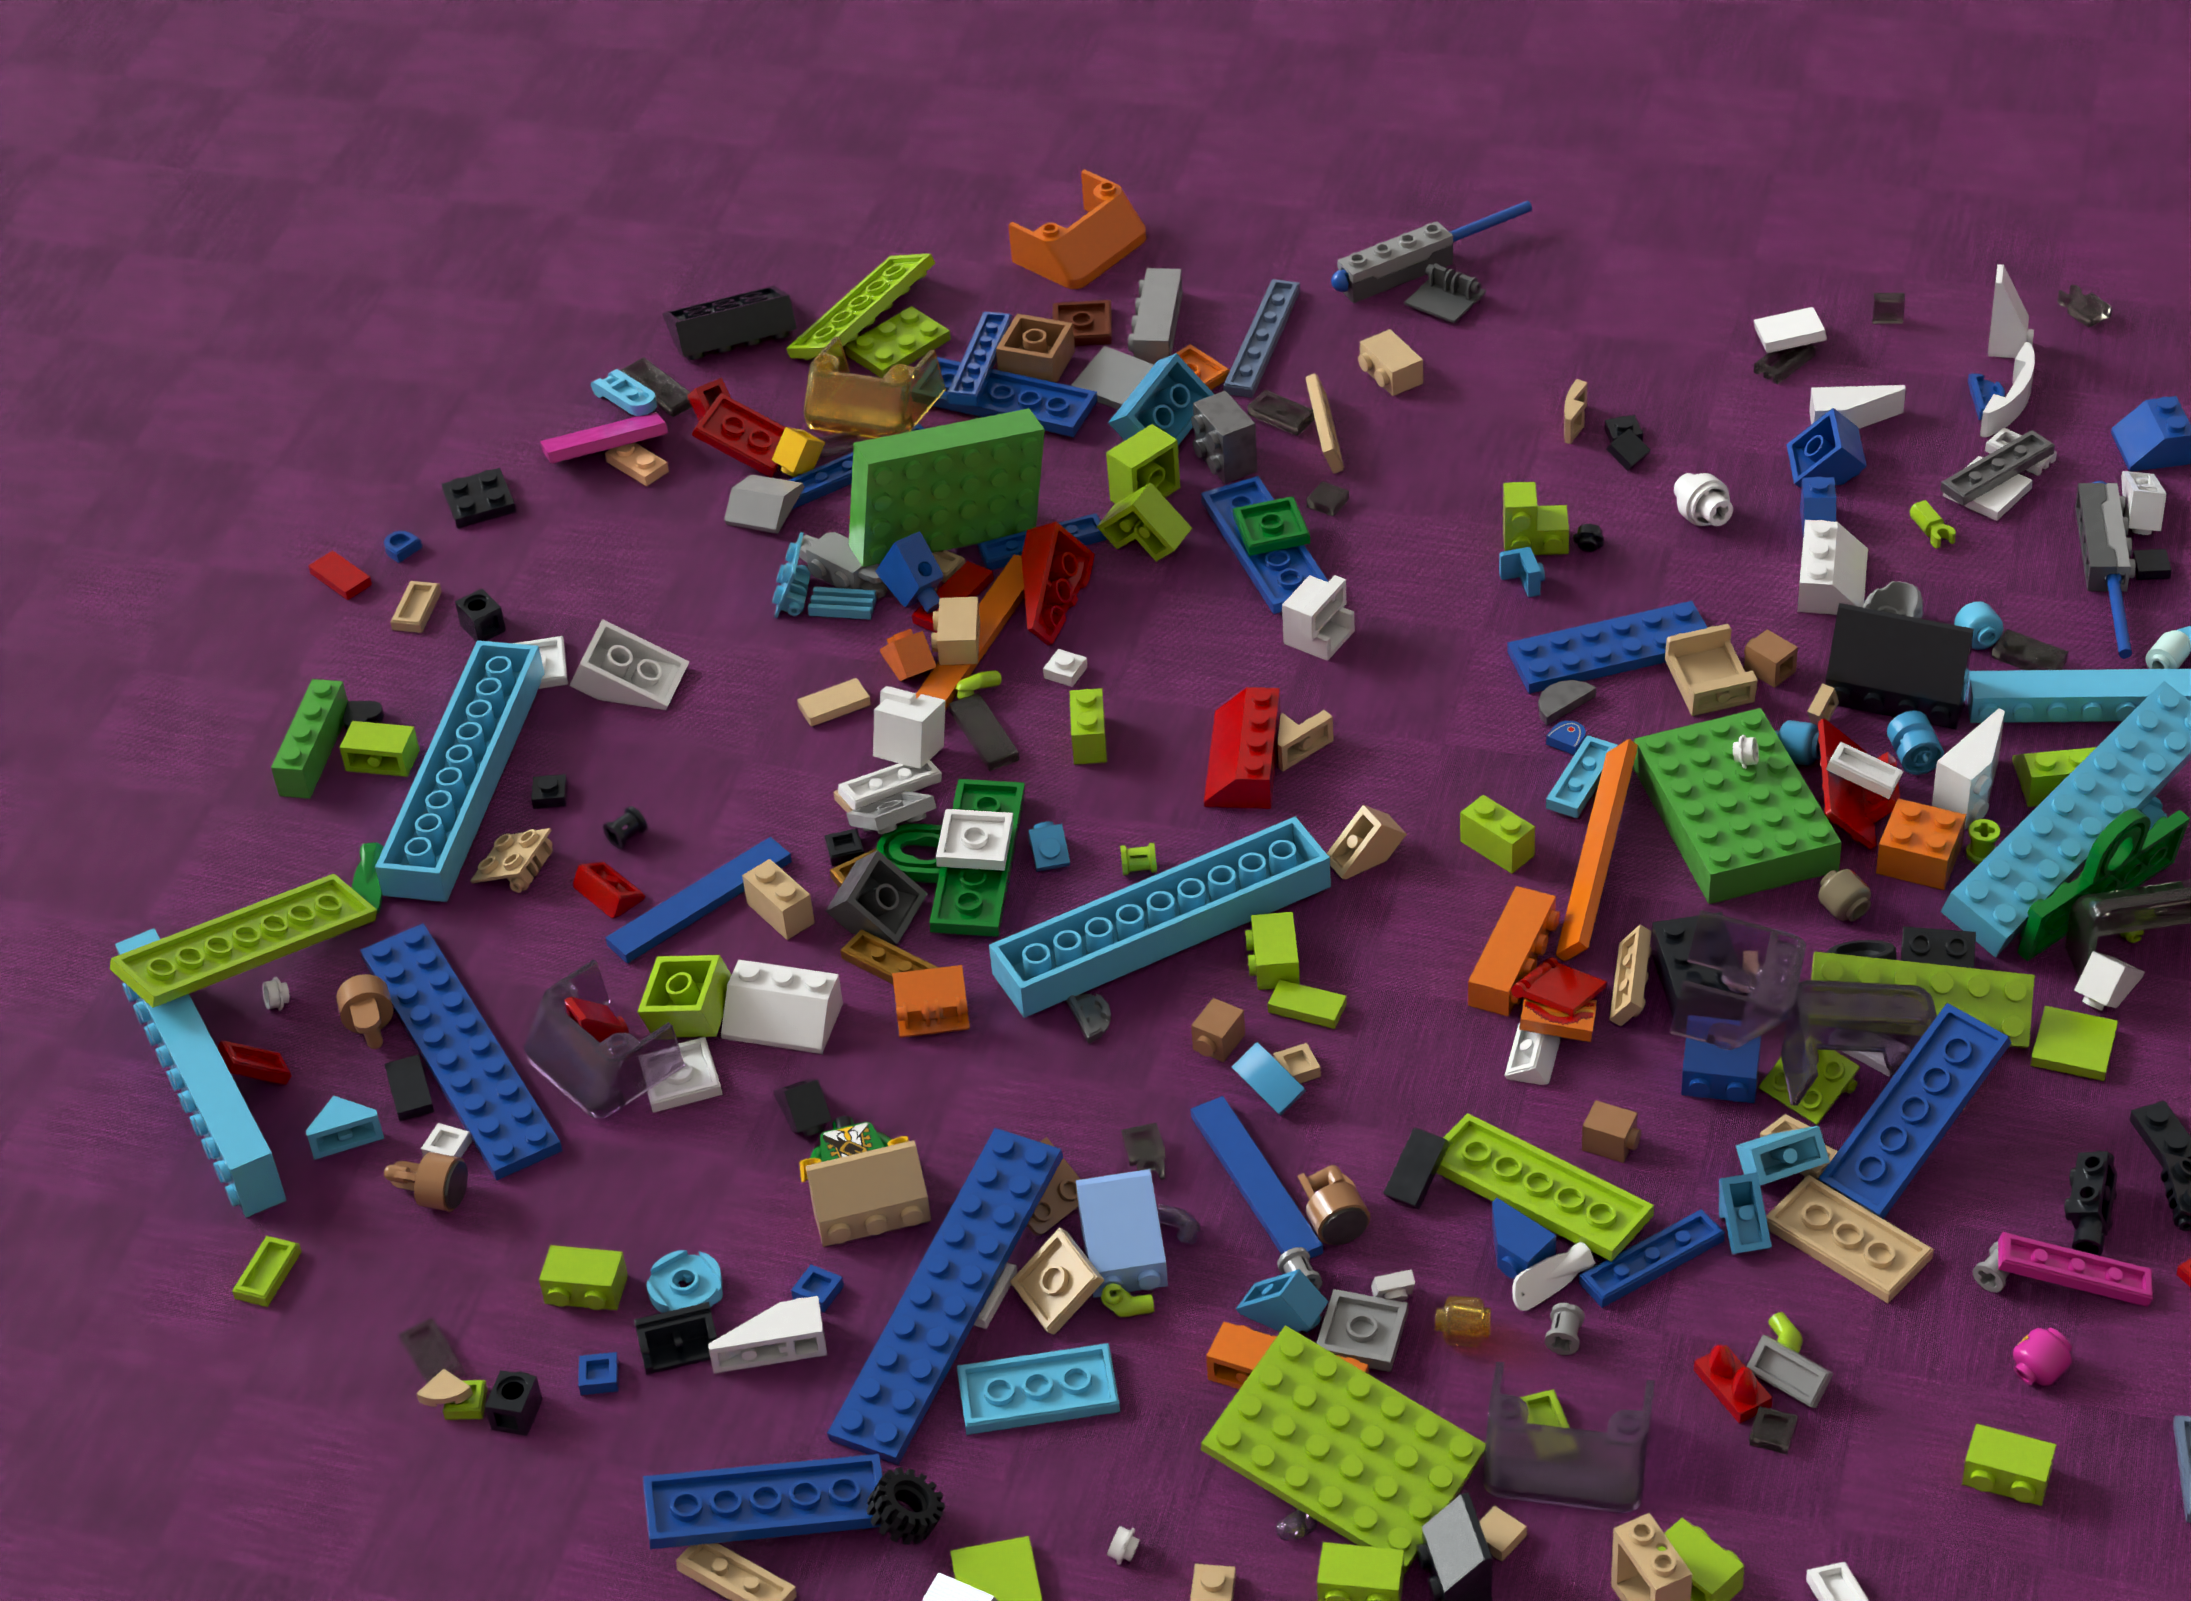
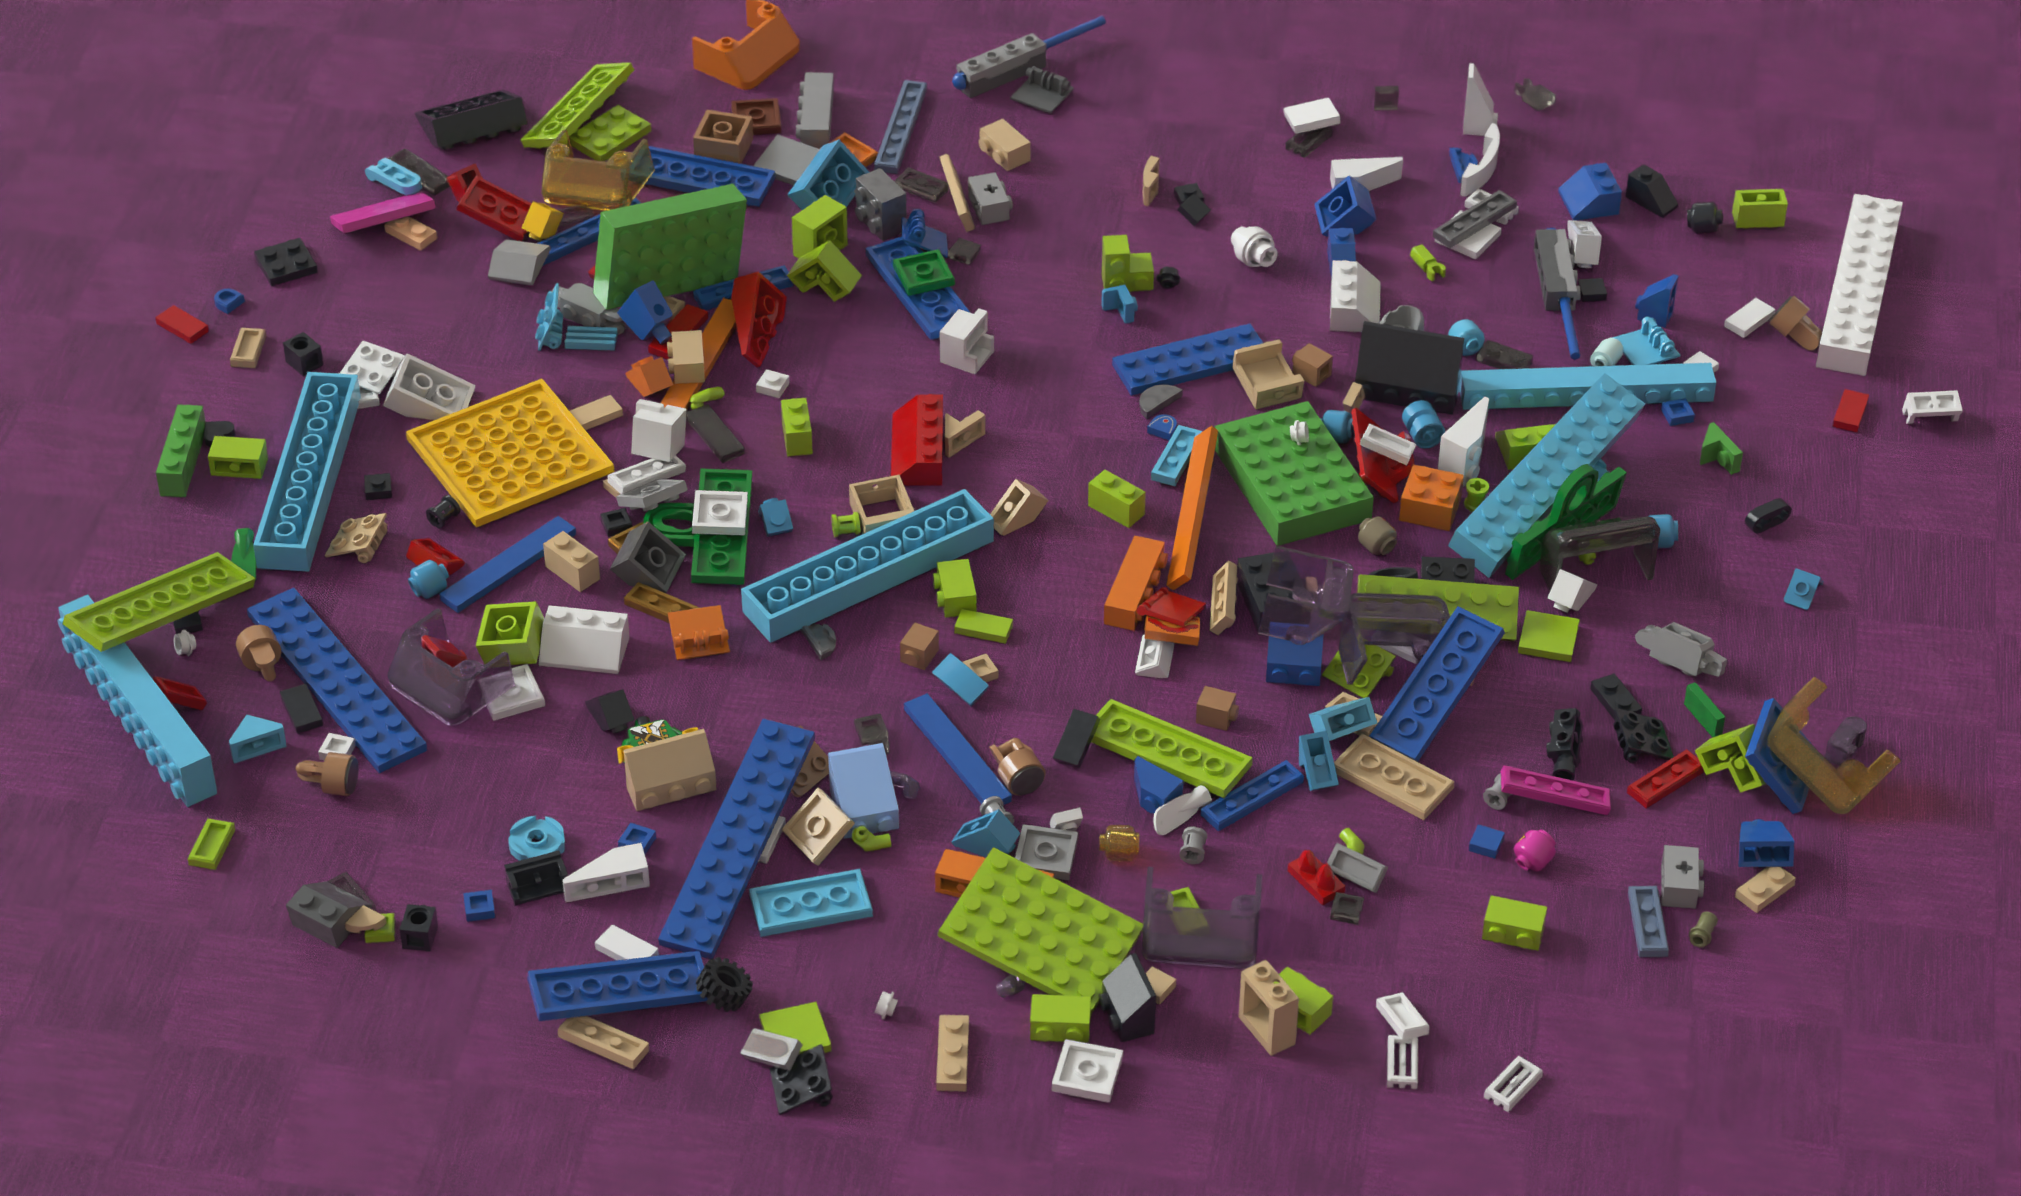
camera: 10 degrees left, 0 degrees up
(285, 967) = (190, 623): none -> black tile
(392, 1371) = (323, 911): none -> dark grey slope
(562, 634) = (373, 366): none -> white hinge
(583, 1277) = (459, 838): lime brick -> none
(593, 917) = (428, 579): none -> dark azure head
(720, 751) = (509, 452): none -> yellow plate
(782, 1441) = (623, 945): none -> white tile
(978, 359) = (679, 146): blue tile -> none
(1195, 813) = (886, 489): none -> tan window
(1269, 477) = (918, 235): none -> blue hinge
(1365, 431) = (989, 198): none -> light grey brick
(1974, 1339) = (1486, 841): none -> blue tile

